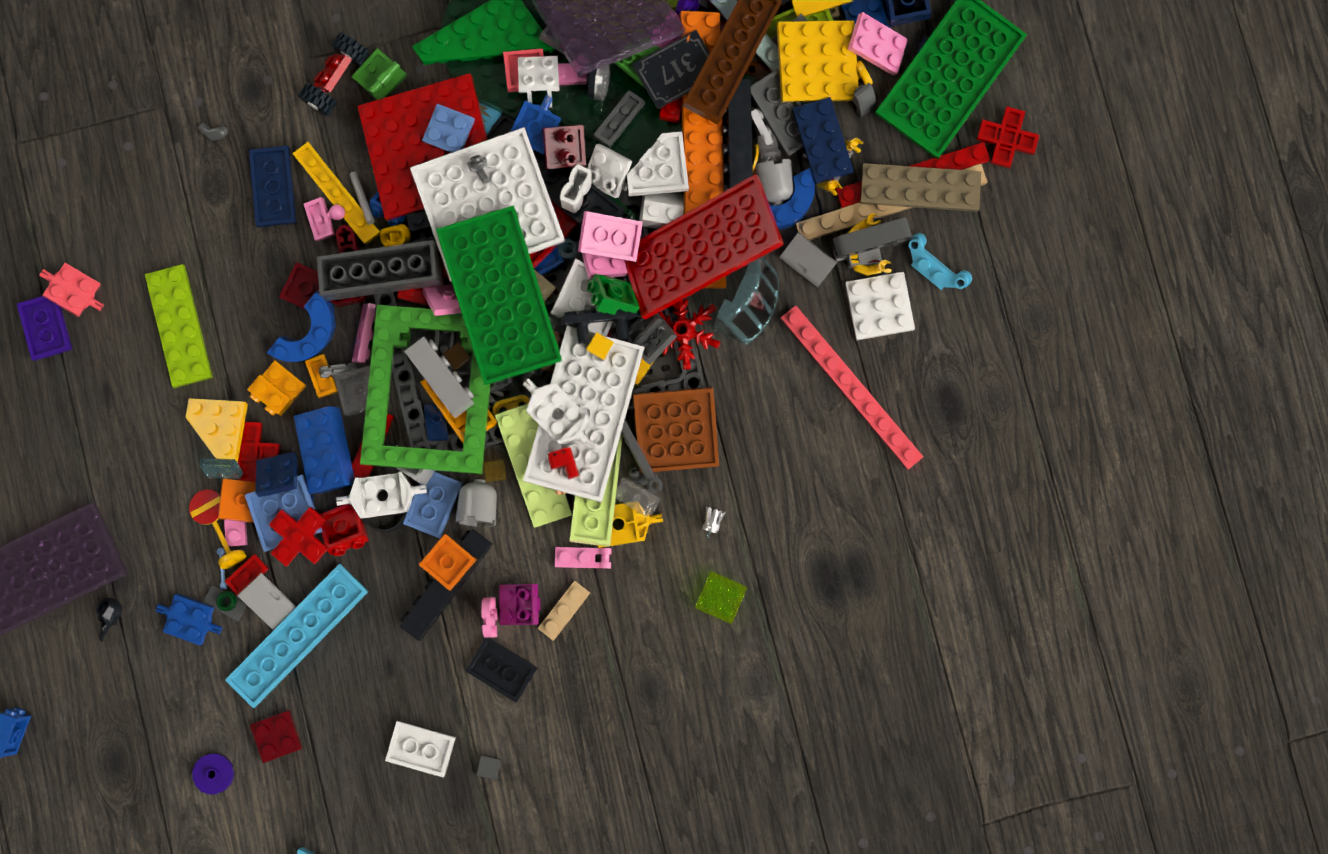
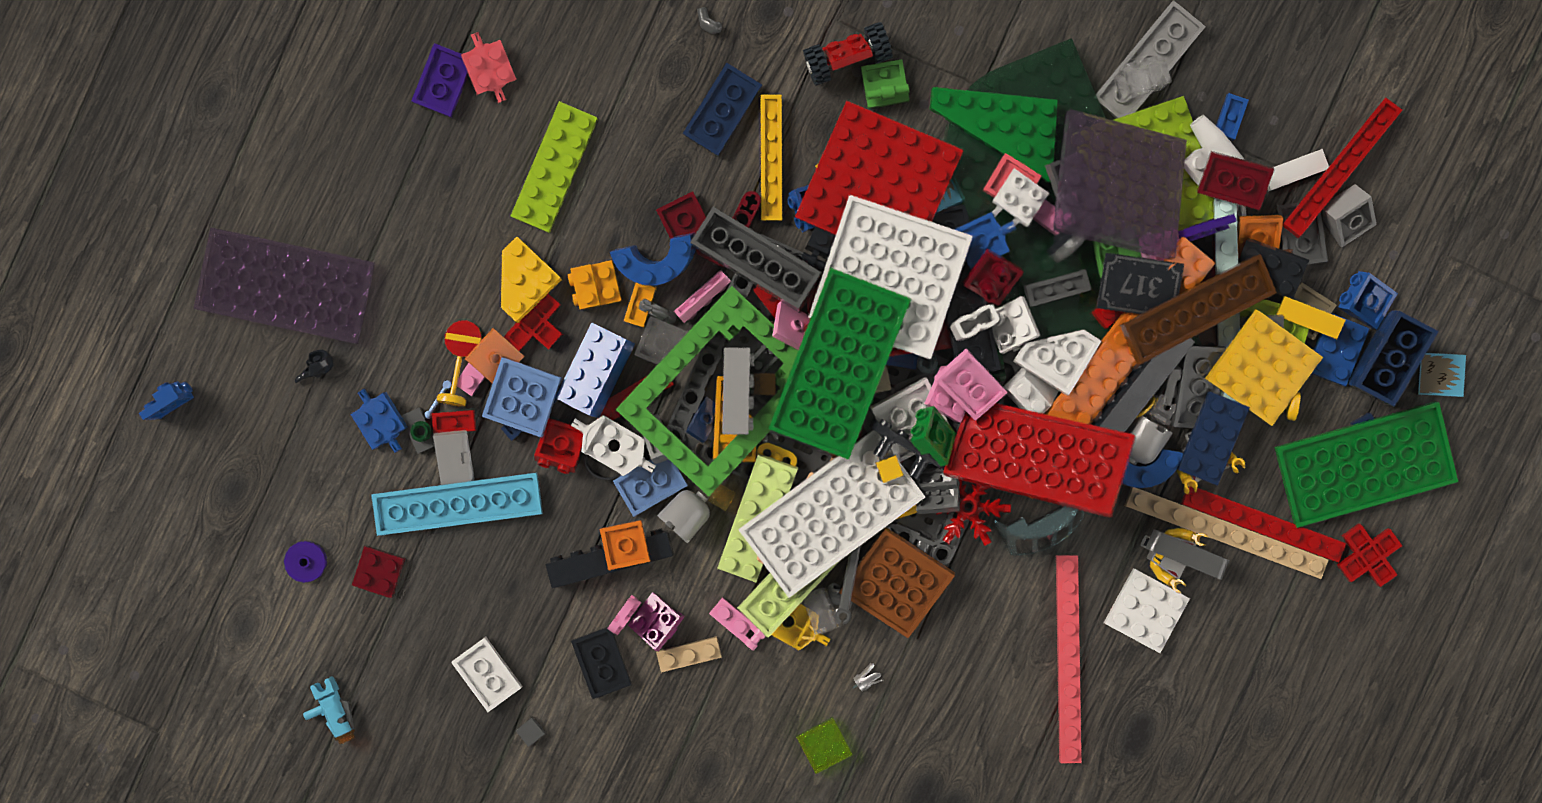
camera: 35 degrees right, 5 degrees up
(221, 468) = (498, 318): clear light blue plate -> none
(276, 474) = (540, 361): dark blue plate -> none
(298, 536) = (519, 427): red plate -> none
(321, 219) = (741, 169): bright pink plate -> none
(362, 198) = (789, 179): light grey bar -> none
(395, 235) = (792, 234): yellow plate -> none
(448, 129) = (907, 185): medium blue plate -> none
(477, 164) = (907, 237): dark grey plate -> none
(552, 397) = (809, 516): white plate -> none
(564, 460) = (785, 540): red piece -> none
(808, 259) = (1120, 529): light grey piece -> none
(864, 99) = (1276, 430): dark grey slope -> none
(877, 44) = (1326, 391): bright pink plate -> none
(920, 187) = (1262, 541): dark tan plate -> none
(933, 268) = (1216, 616): medium azure plate -> none

